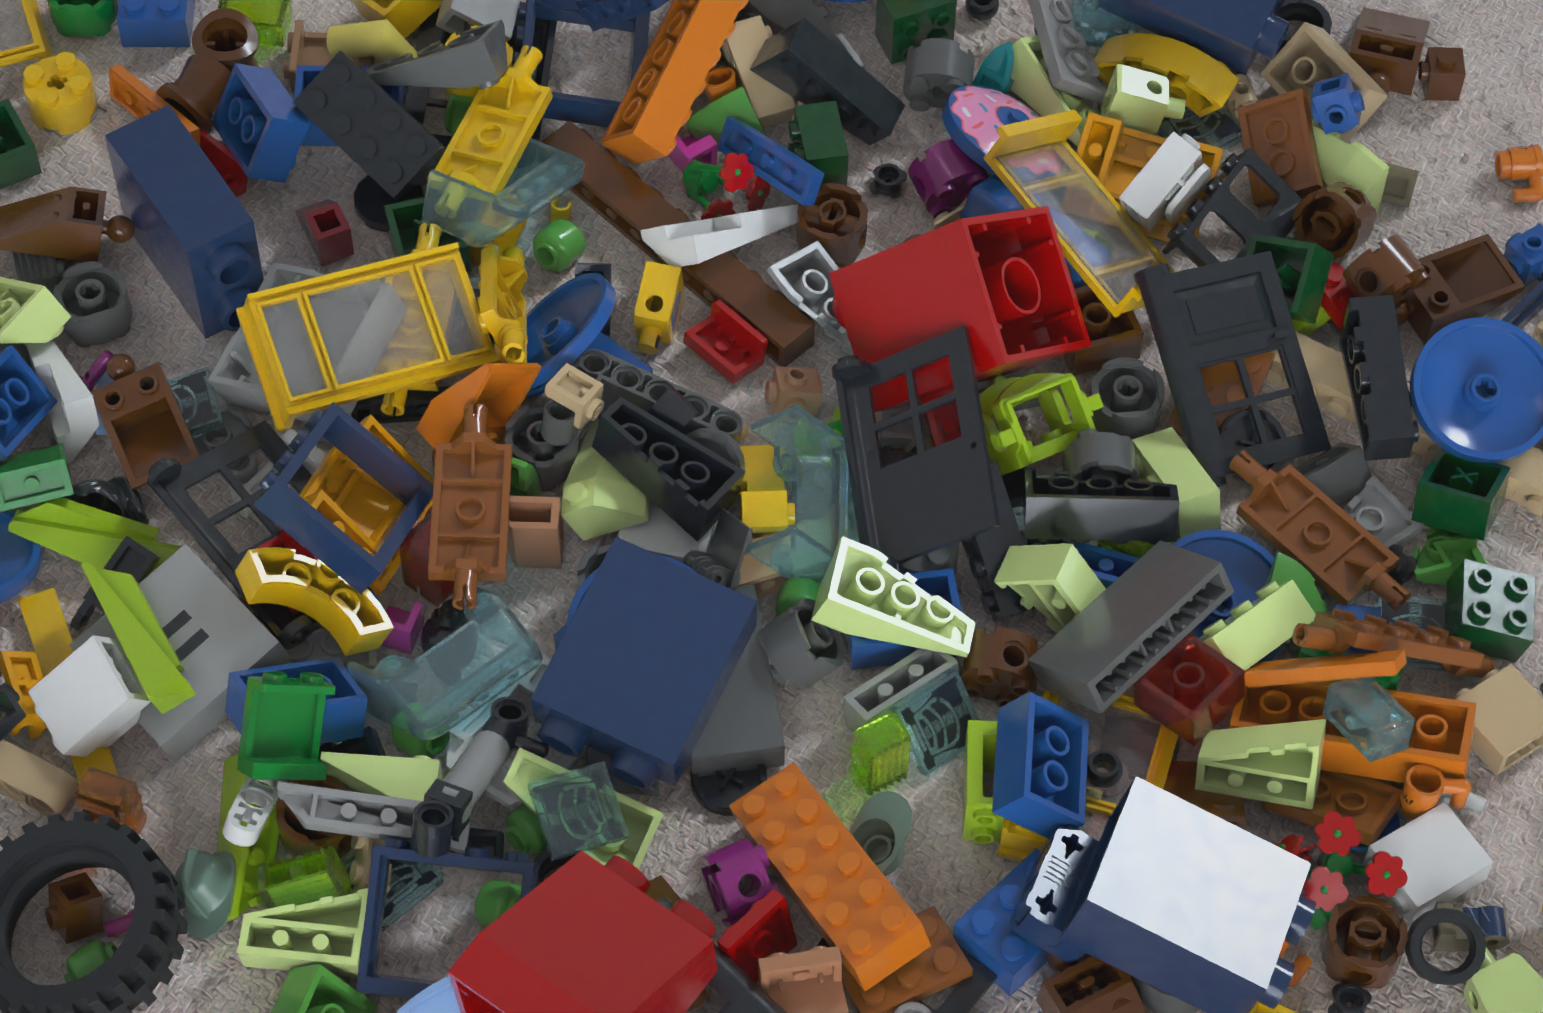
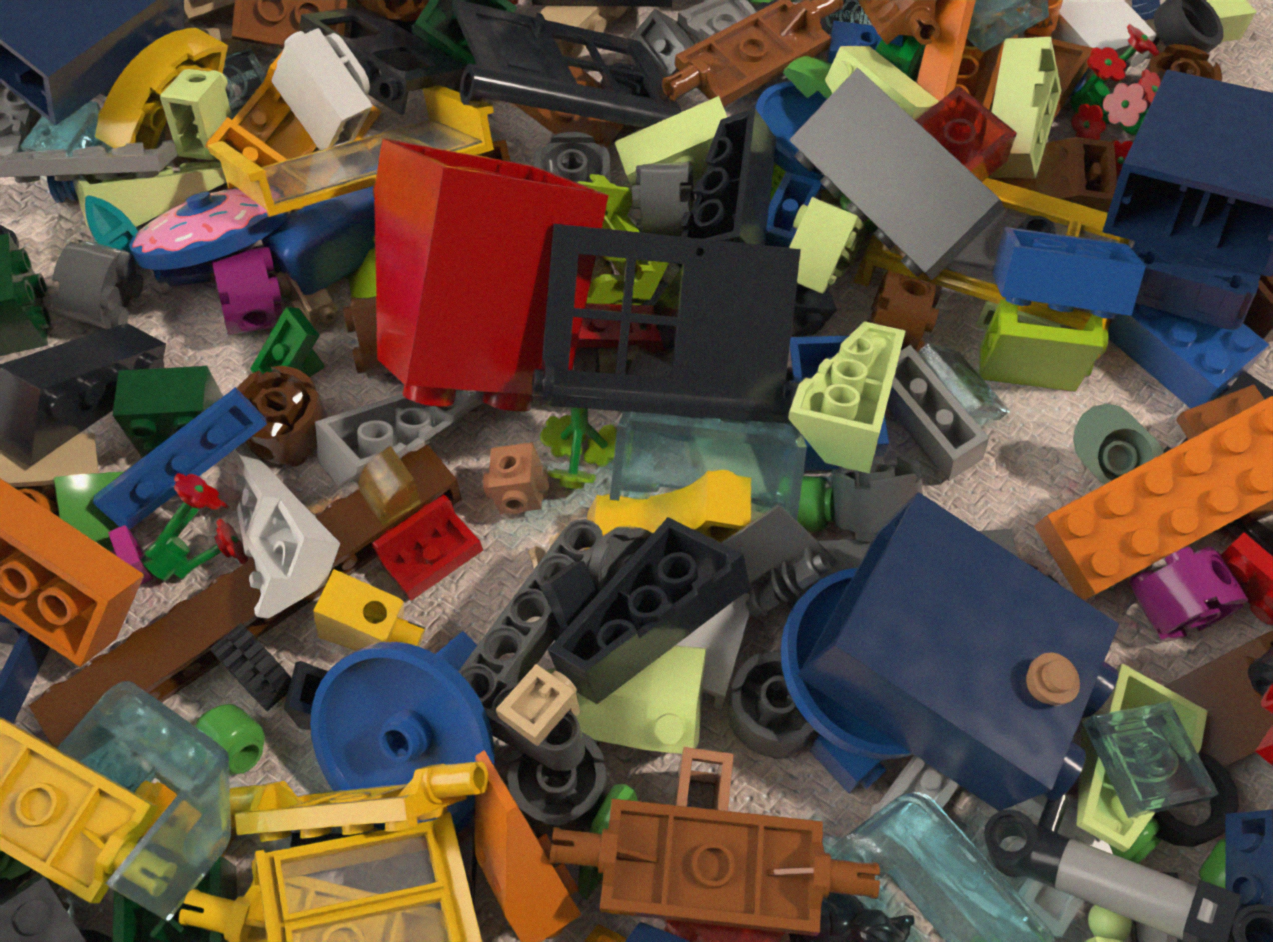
camera: 85 degrees left, 5 degrees up
(611, 694) = (1053, 679): none -> medium nougat plate
(612, 242) = (253, 666): none -> black tyre
(763, 298) = (388, 486): none -> clear yellow brick
(880, 754) = (1015, 435): clear neon green brick -> none
(888, 173) = (223, 351): black plate -> none
(897, 221) = (290, 345): none -> green slope

